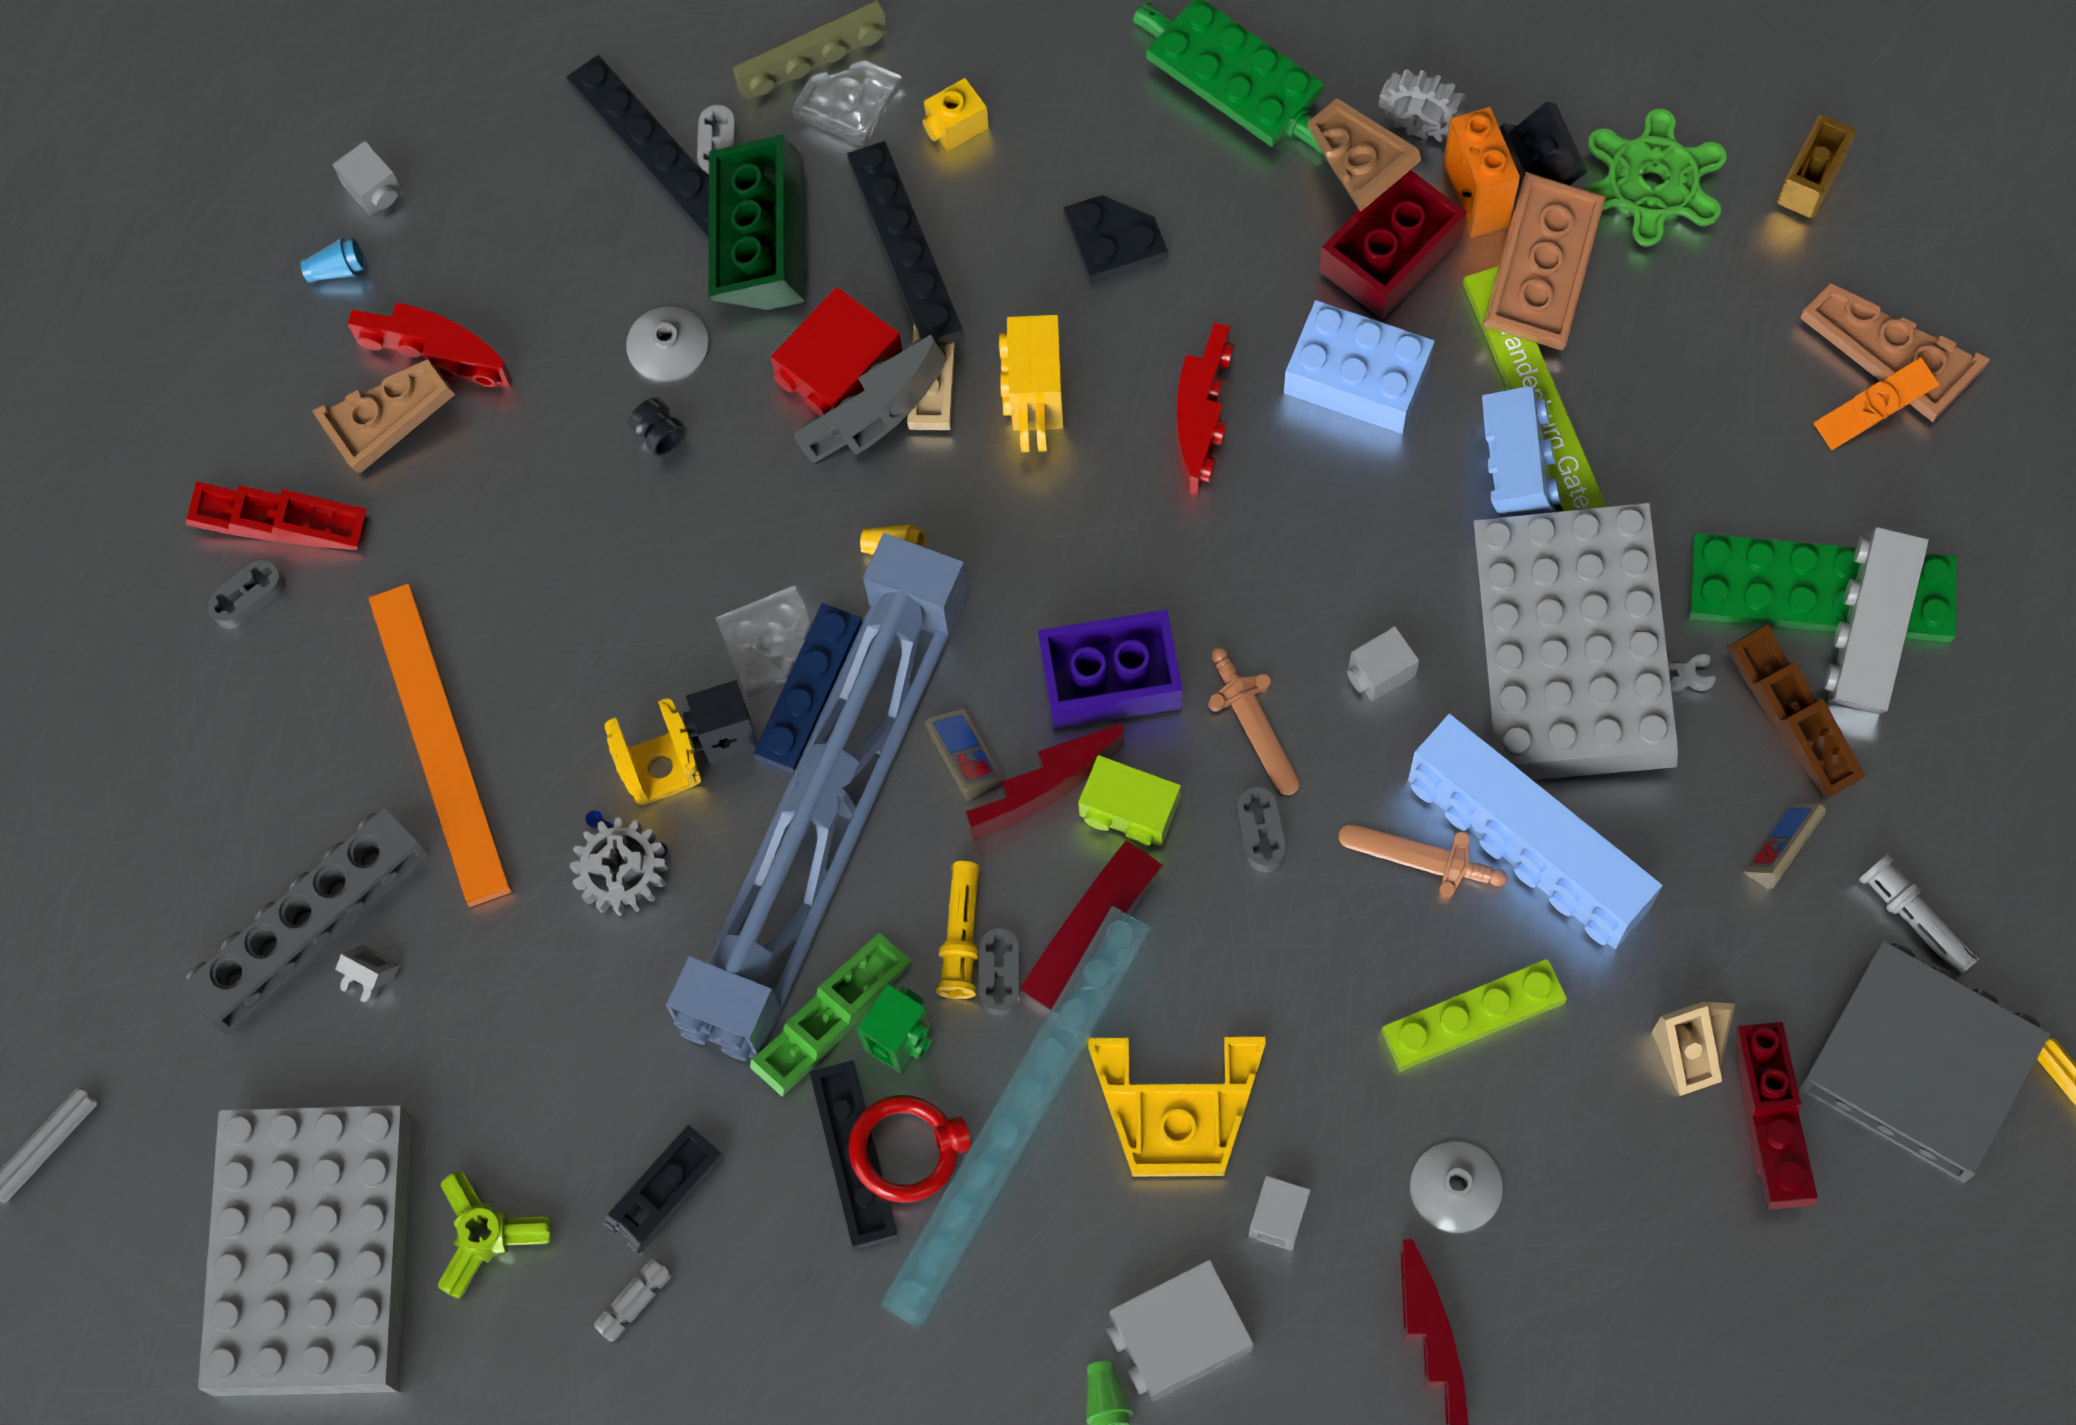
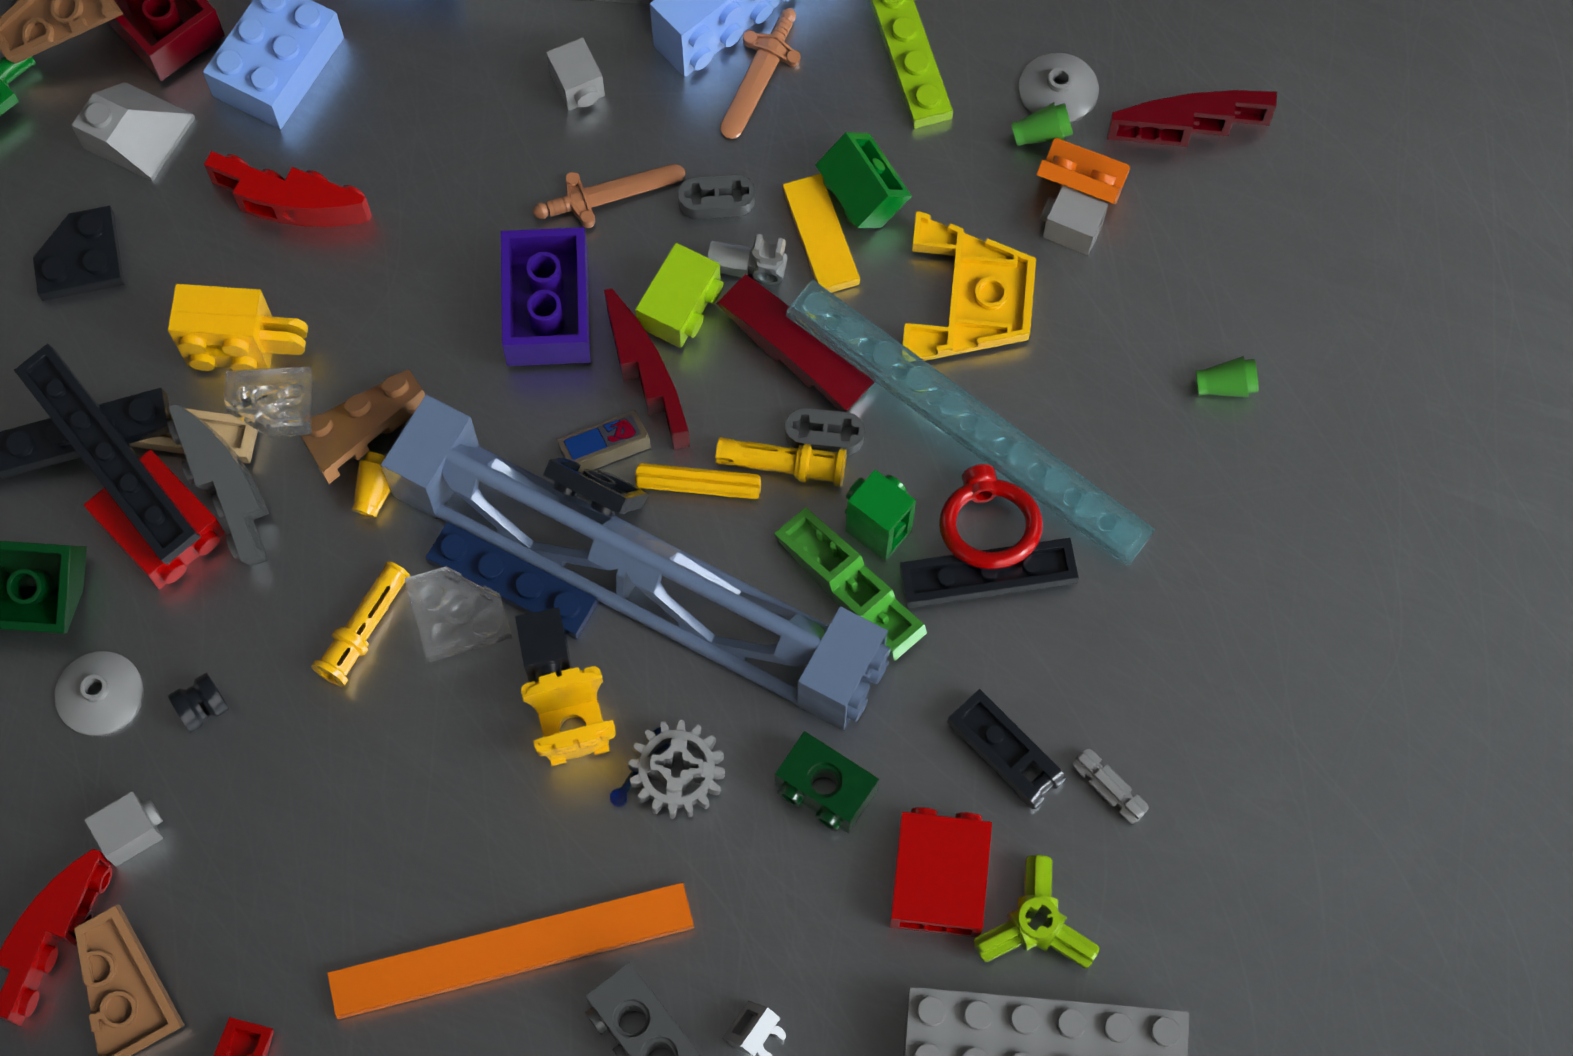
camera: 90 degrees left, 0 degrees up
(528, 1133) = (941, 873): none -> red brick
(532, 387) = (125, 828): none -> light grey brick
(613, 1036) = (814, 759): none -> dark green brick
(727, 548) = (351, 640): none -> yellow pin
(881, 293) = (107, 454): none -> black plate
(895, 747) = (606, 490): none -> black plate
(930, 851) = (698, 481): none -> yellow axle
(954, 513) = (355, 423): none -> medium nougat wing
(969, 434) = (272, 399): none -> clear plate
(1179, 1332) = (1174, 311): light grey brick -> none
(1185, 867) = (764, 261): none -> light grey bar
(1231, 942) = (820, 233): none -> yellow tile
(1259, 254) = (131, 128): none -> light grey slope
(1291, 974) = (862, 180): none -> green brick
(1335, 1215) = (1084, 170): none -> orange bracket
(1396, 1171) = (1043, 125): none -> bright green cone

